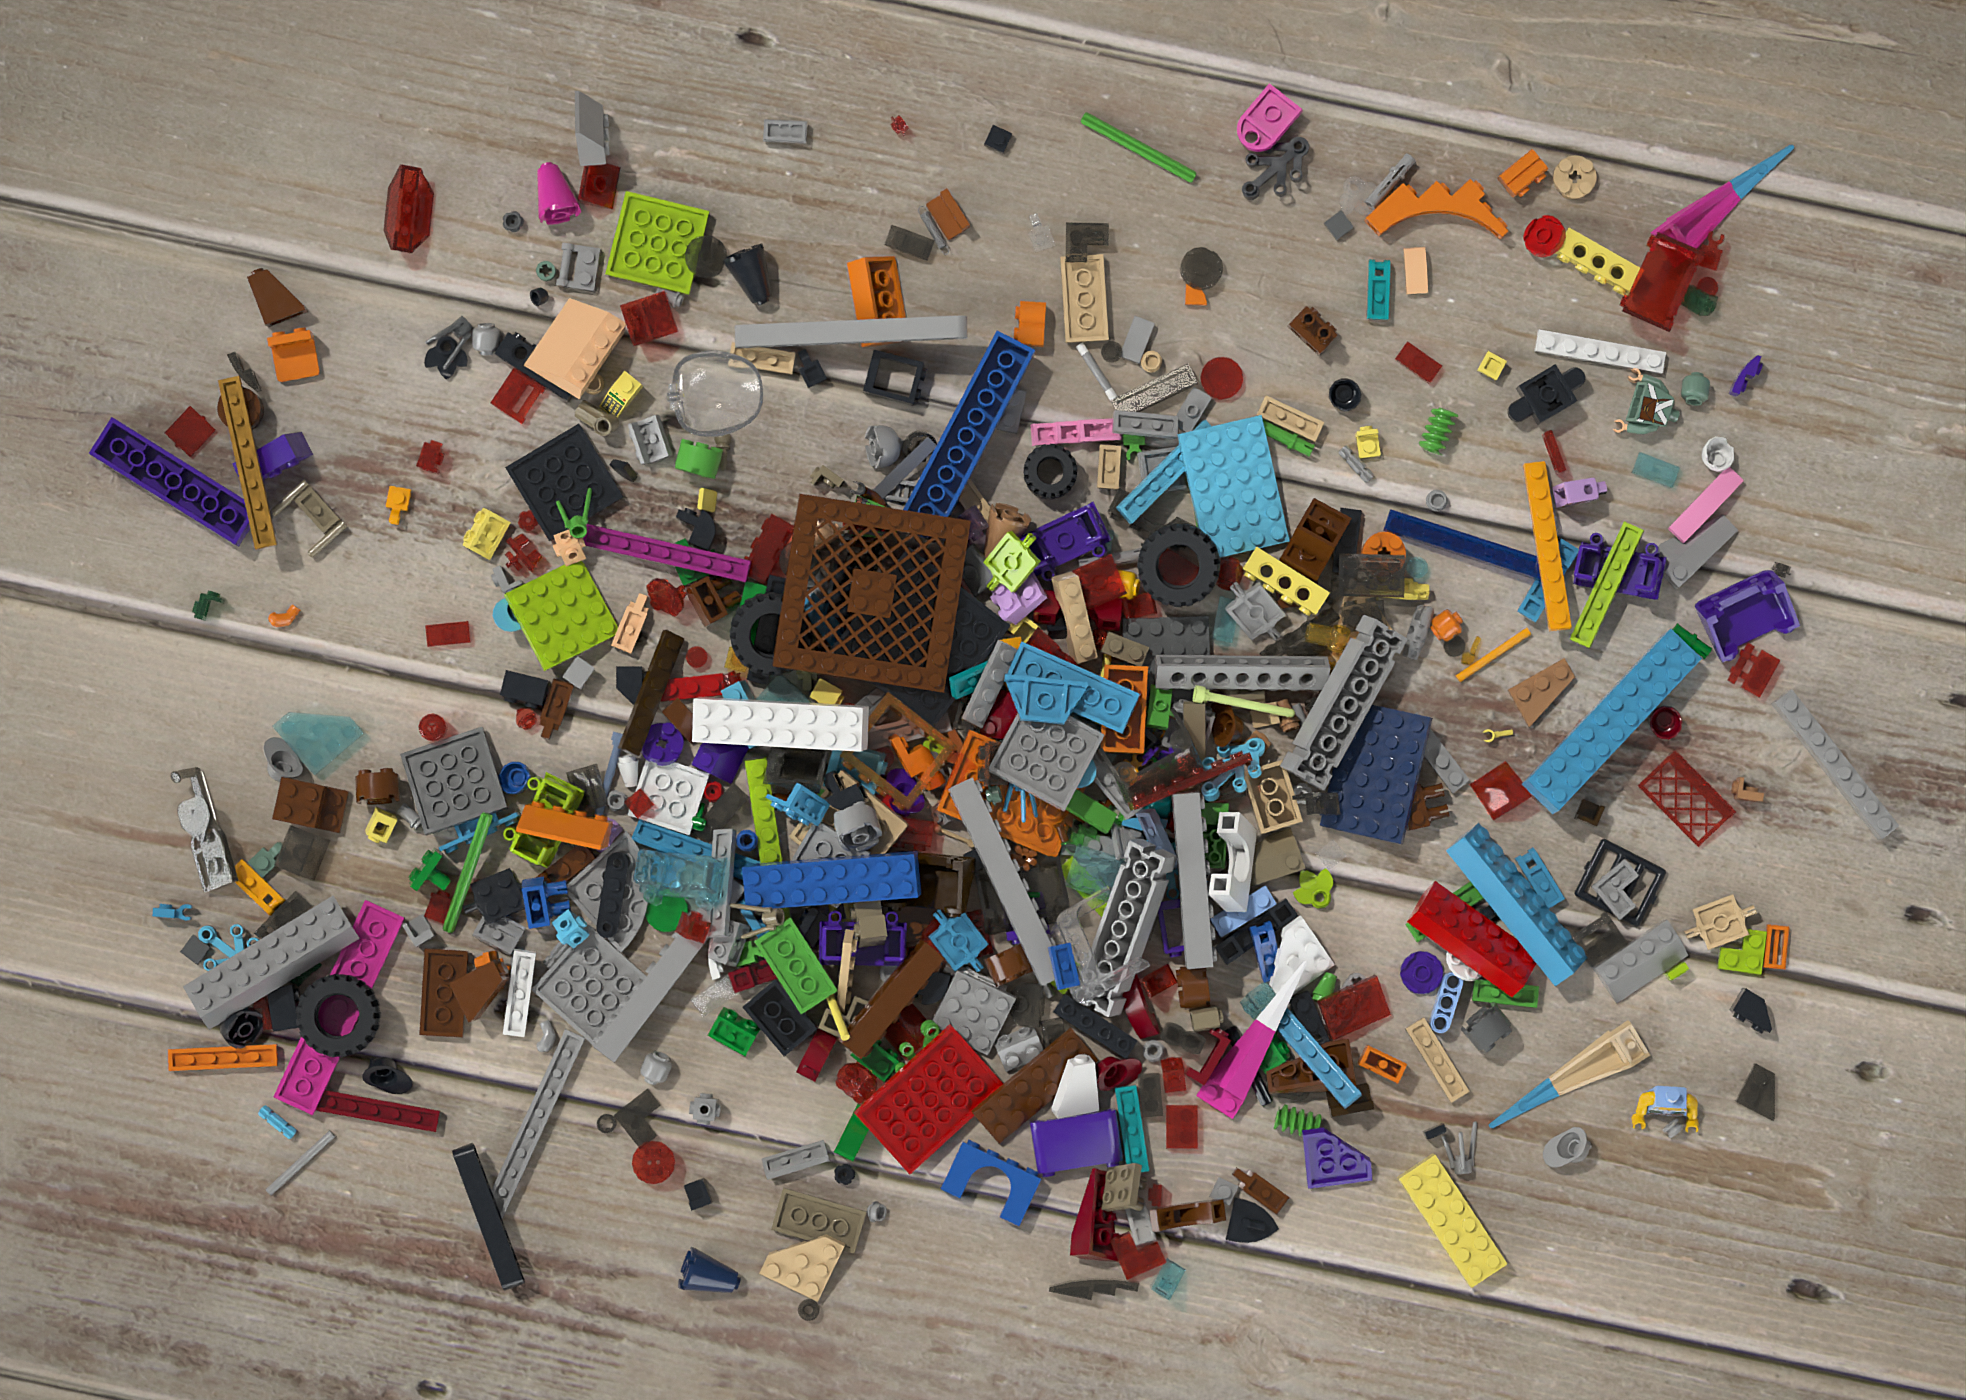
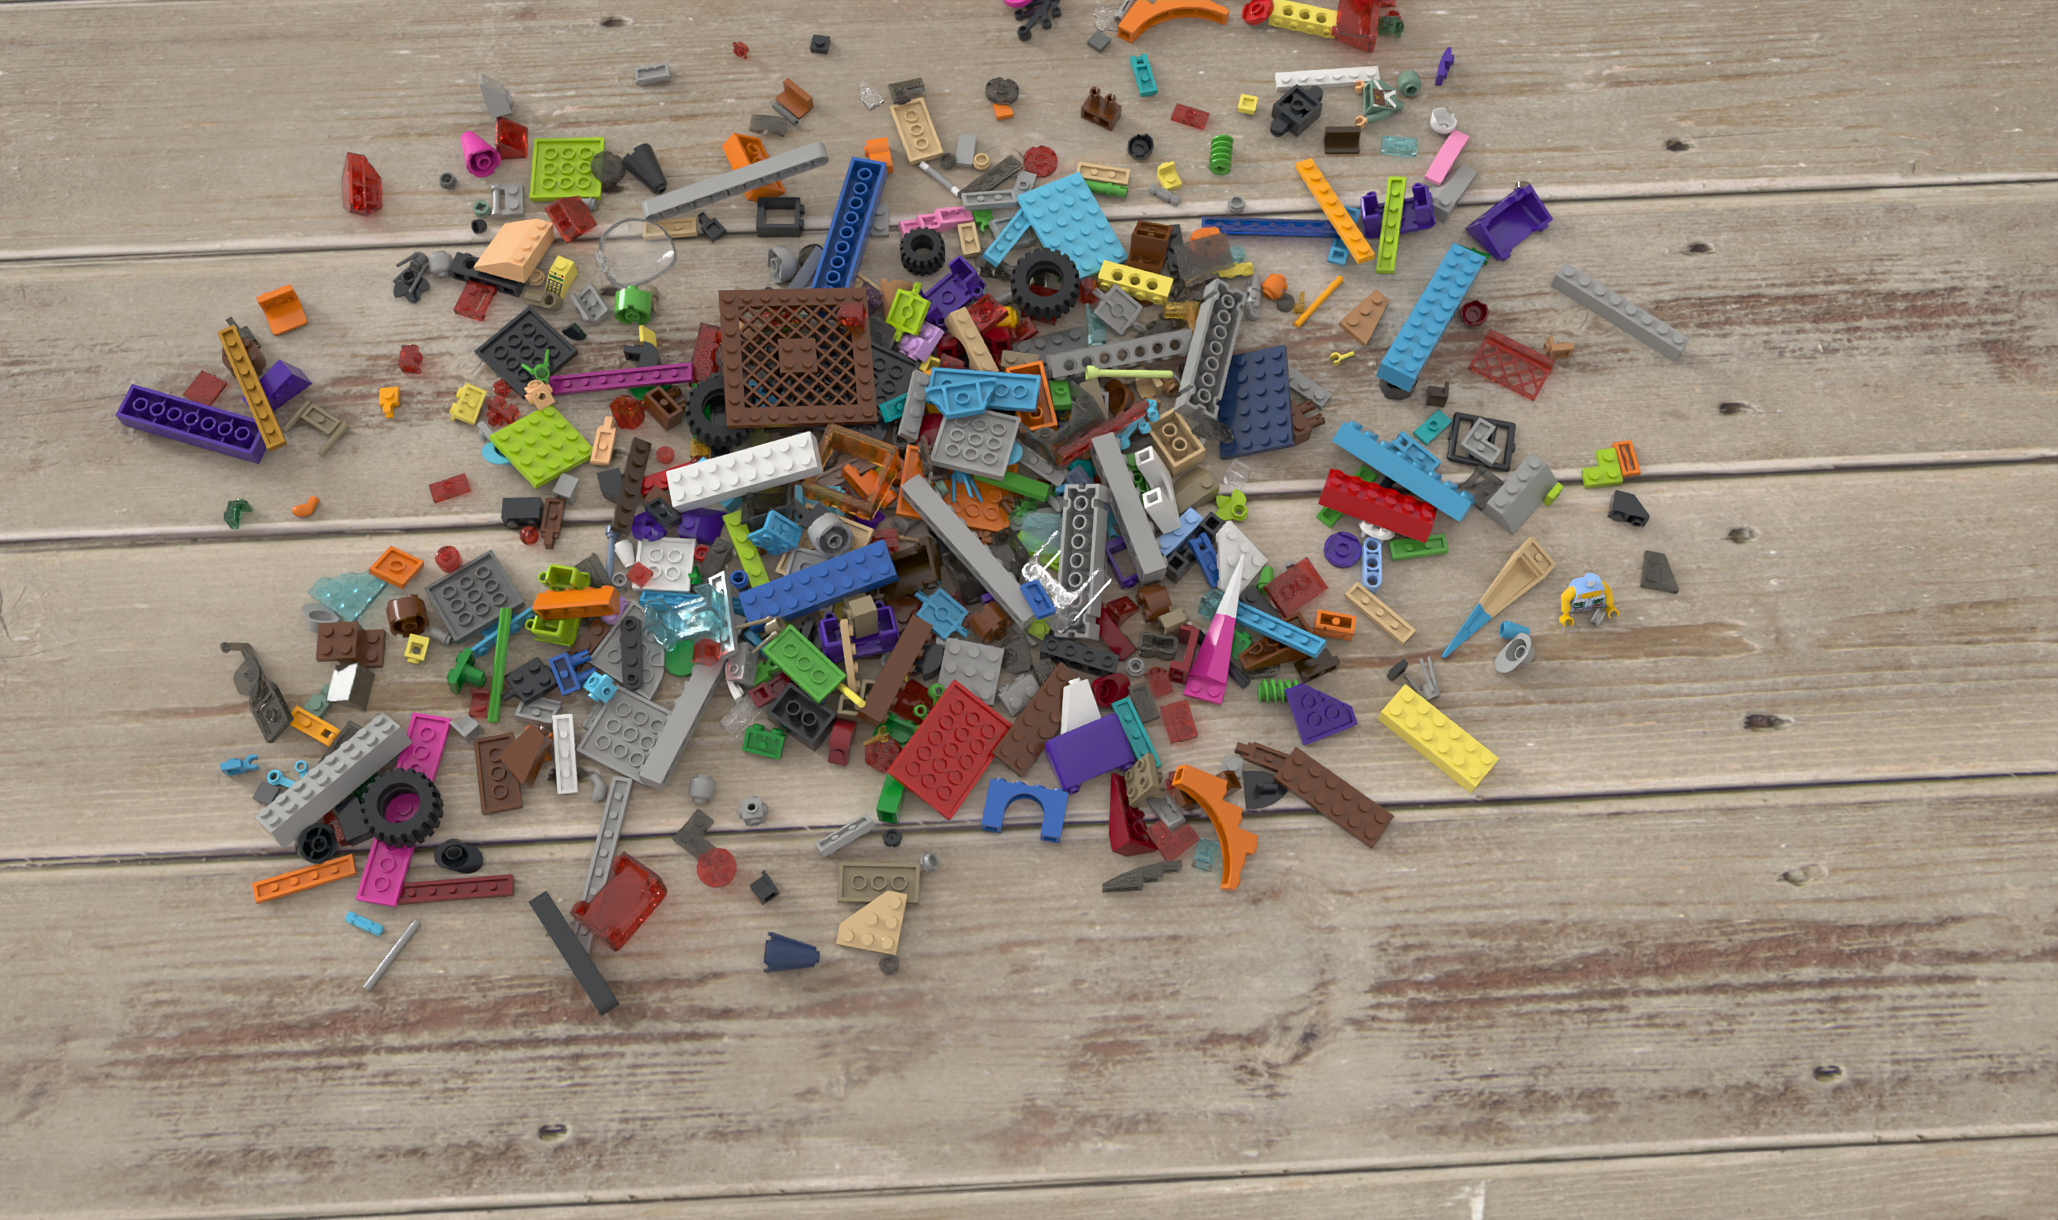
camera: 10 degrees left, 20 degrees down
(273, 298) = (261, 275): reddish brown slope -> none
(374, 722) = (396, 567): none -> orange plate
(514, 777) = (527, 582): blue hair -> none
(545, 1175) = (621, 903): none -> clear red windscreen
(608, 1129) = (664, 843): clear smoke bush -> none
(679, 739) = (663, 513): none -> black plate
(854, 1069) = (880, 736): none -> clear yellow hand
(945, 561) = (852, 314): none -> clear red brick
(1138, 147) = (930, 25): bright green axle -> none
(1197, 1252) = (1234, 841): none -> orange arch
(1320, 1254) = (1333, 797): none -> reddish brown plate
(1415, 270) = (1167, 55): light nougat slope -> none
(1487, 1027) = (1413, 573): dark grey brick -> none
(1500, 790) = (1360, 396): clear red slope -> none
(1553, 451) = (1316, 149): clear red tile -> none
(1570, 850) = (1432, 427): none -> teal plate
(1574, 1118) = (1510, 629): none -> dark azure cone
(1578, 492) = (1344, 169): lavender torso -> none
(1589, 447) = (1342, 140): none -> dark brown panel
(1720, 922) = (1574, 448): tan plate -> none
(1759, 673) = (1534, 264): clear red plate -> none

